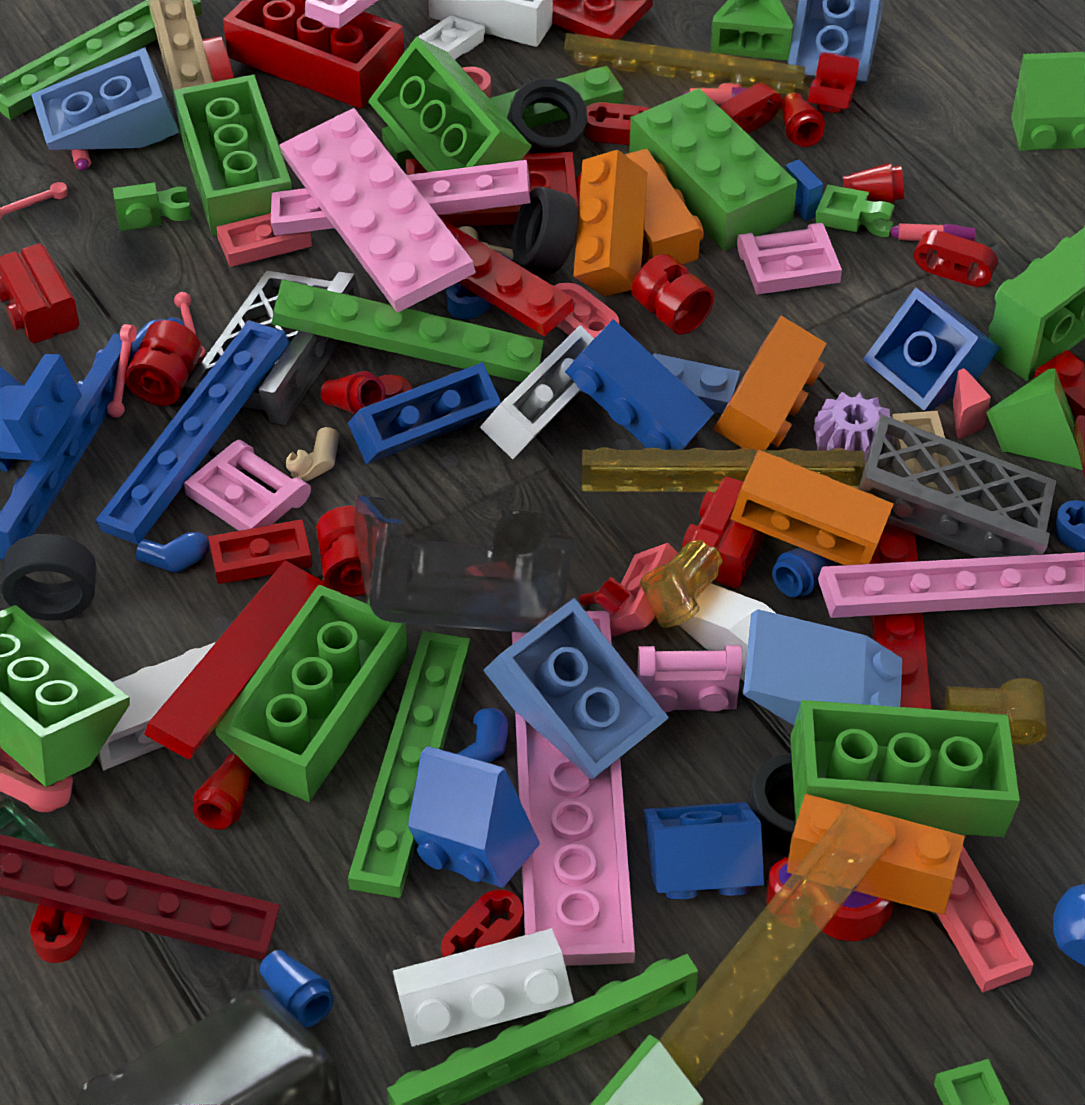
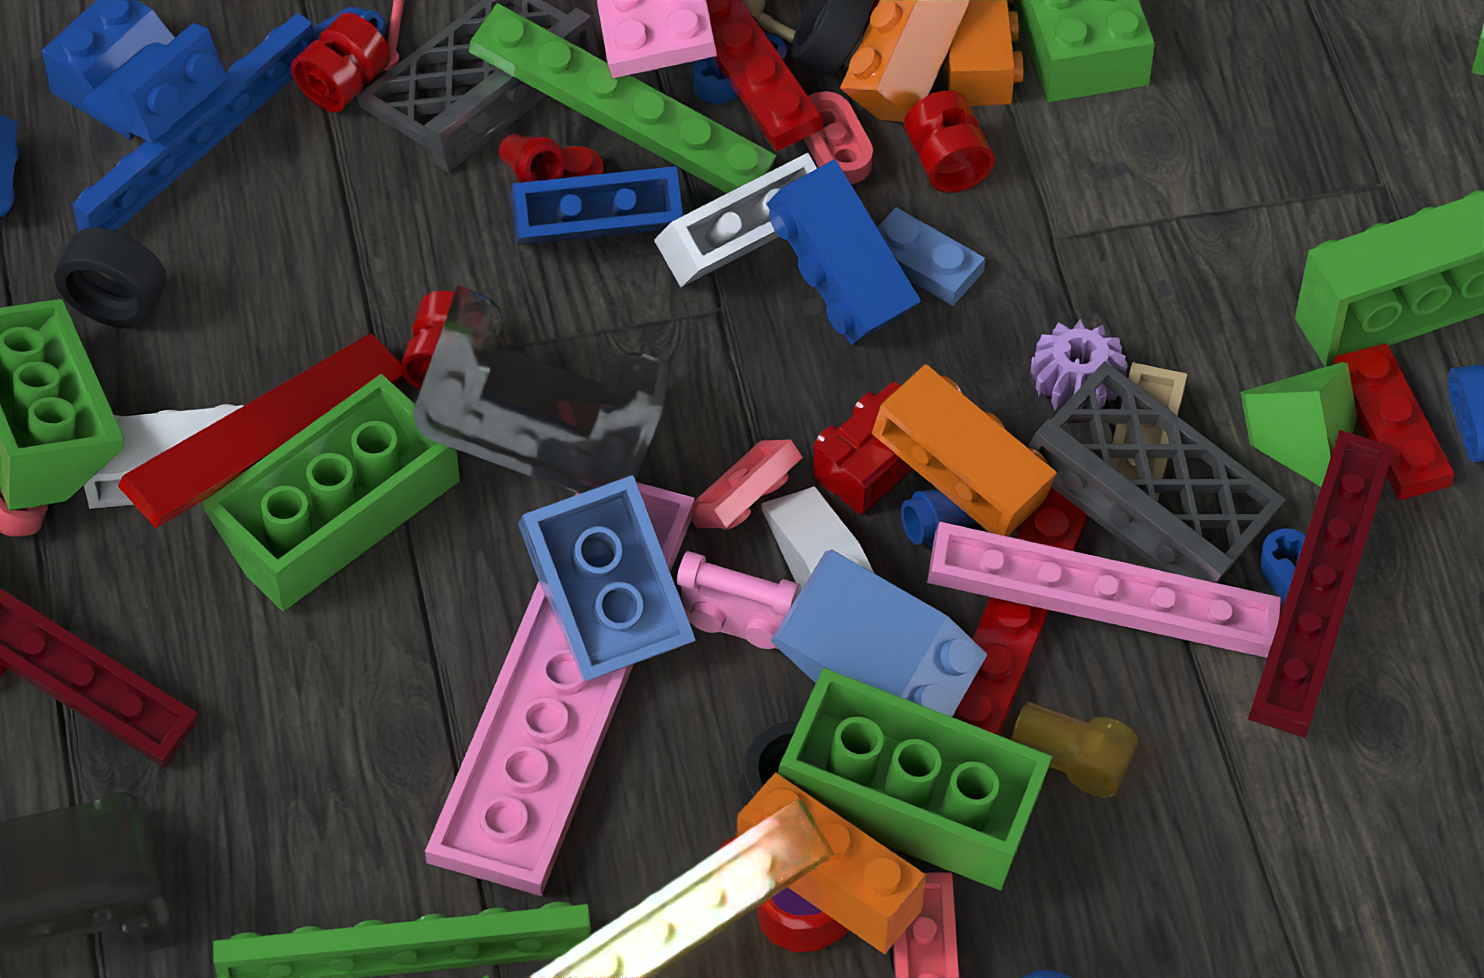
camera: 20 degrees right, 5 degrees up
(127, 335) = (307, 20): coral hinge -> none
(176, 554) = (263, 290): blue arm -> none
(192, 432) = (337, 153): blue plate -> none
(223, 794) = (194, 575): red cone -> none
(237, 497) = (356, 244): bright pink plate -> none
(259, 551) = (351, 313): red plate -> none
(297, 988) = (178, 808): blue cone -> none
(319, 461) = (465, 227): tan arm -> none
(421, 721) = (404, 602): bright green plate -> none
(469, 818) = (423, 686): slope -> none
(475, 923) = (395, 813): red beam -> none
(483, 987) = (359, 868): white brick -> none
(490, 736) = (501, 604): blue arm -> none
(609, 596) = (699, 482): red hand -> none
(677, 585) = (773, 493): clear yellow piece -> none
(702, 468) = (879, 362): clear yellow plate -> none
(704, 849) = (668, 796): blue slope -> none
(772, 387) = (1007, 289): orange brick -> none
(789, 259) = (1112, 136): bright pink plate -> none
(808, 189) = (1169, 53): blue plate -> none
(849, 208) = (1217, 91): bright green plate -> none
(881, 182) = (1263, 70): red cone -> none
(914, 232) = (1307, 153): piece -> none
(927, 349) = (1220, 297): blue slope -> none
(956, 258) = (1311, 191): red beam -> none
(969, 405) = (1229, 378): coral slope -> none

